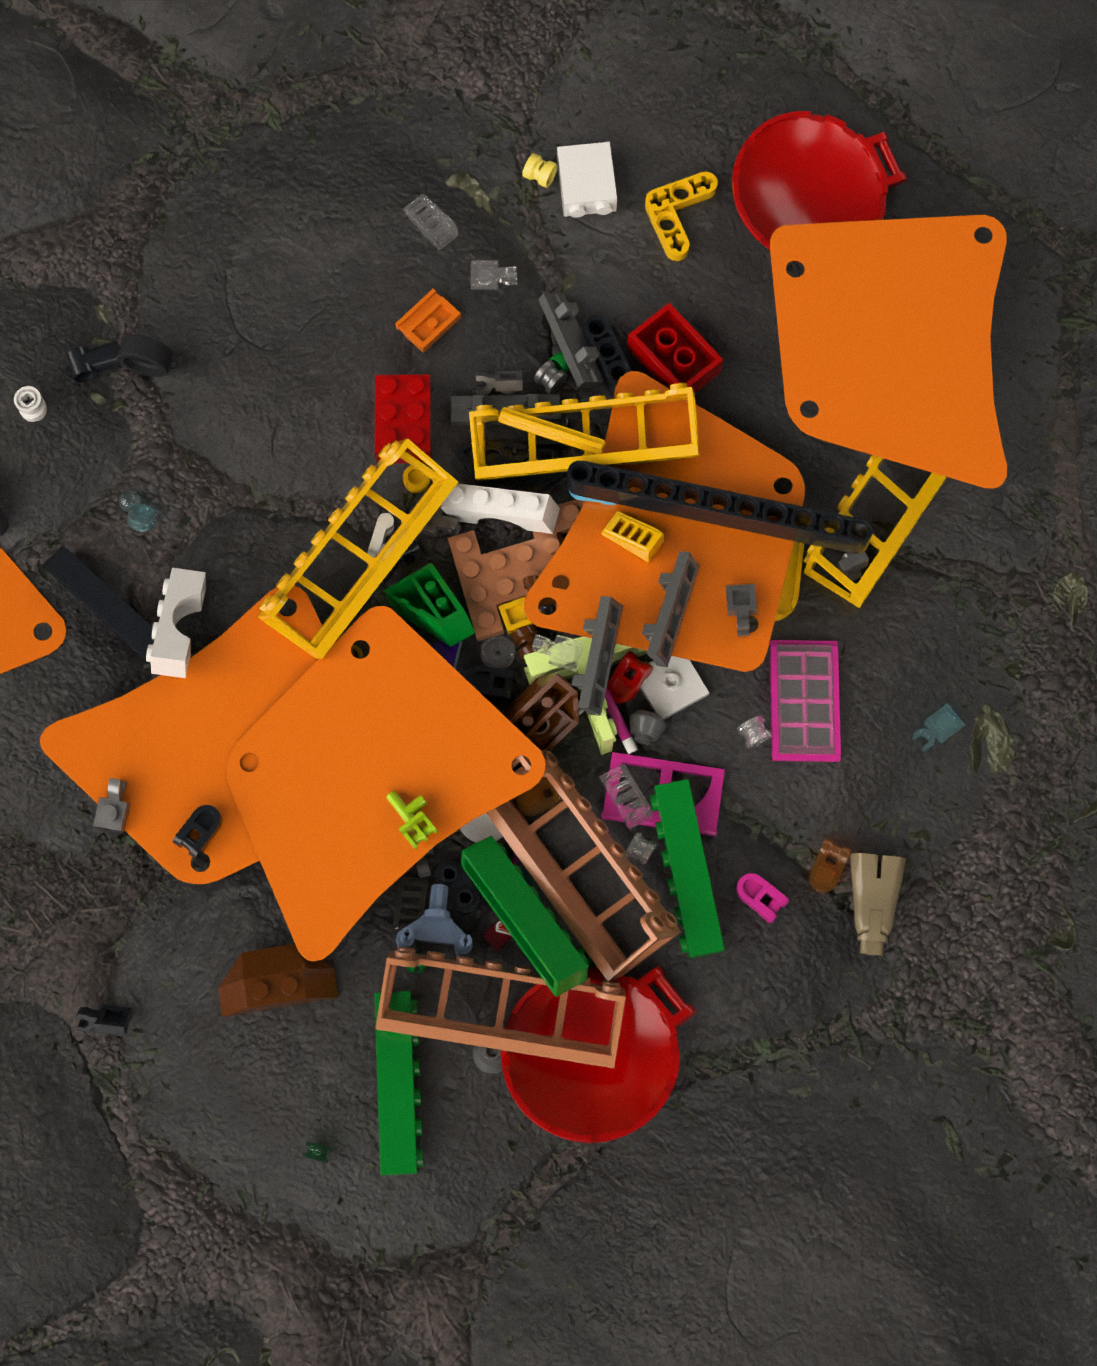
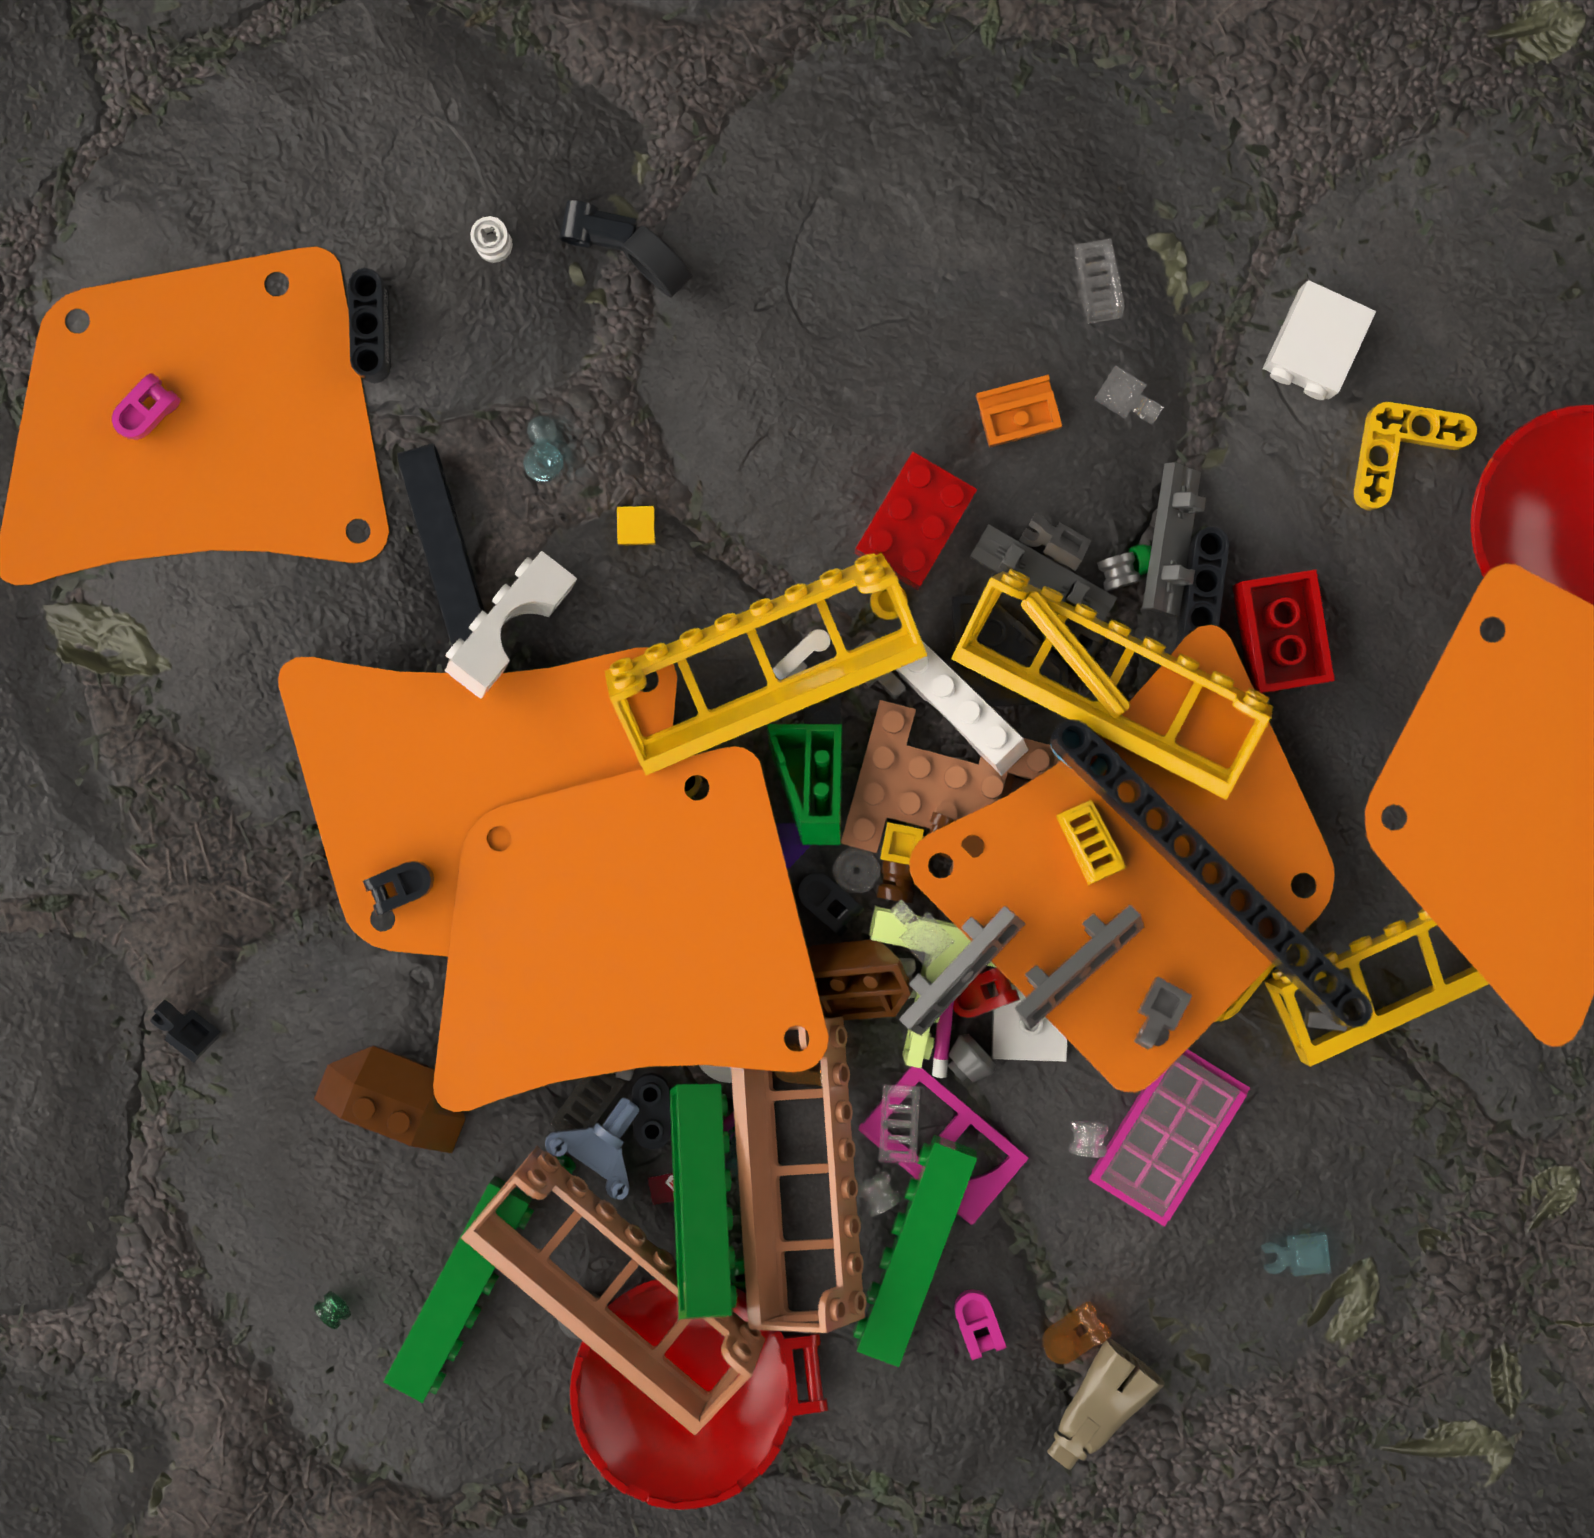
camera: 35 degrees right, 15 degrees up
(113, 812) = (316, 801): flat silver plate -> none
(225, 524) = (636, 525): none -> yellow tile
(416, 826) = (636, 1016): lime arm -> none
(540, 170) = (1269, 285): light yellow wheel -> none

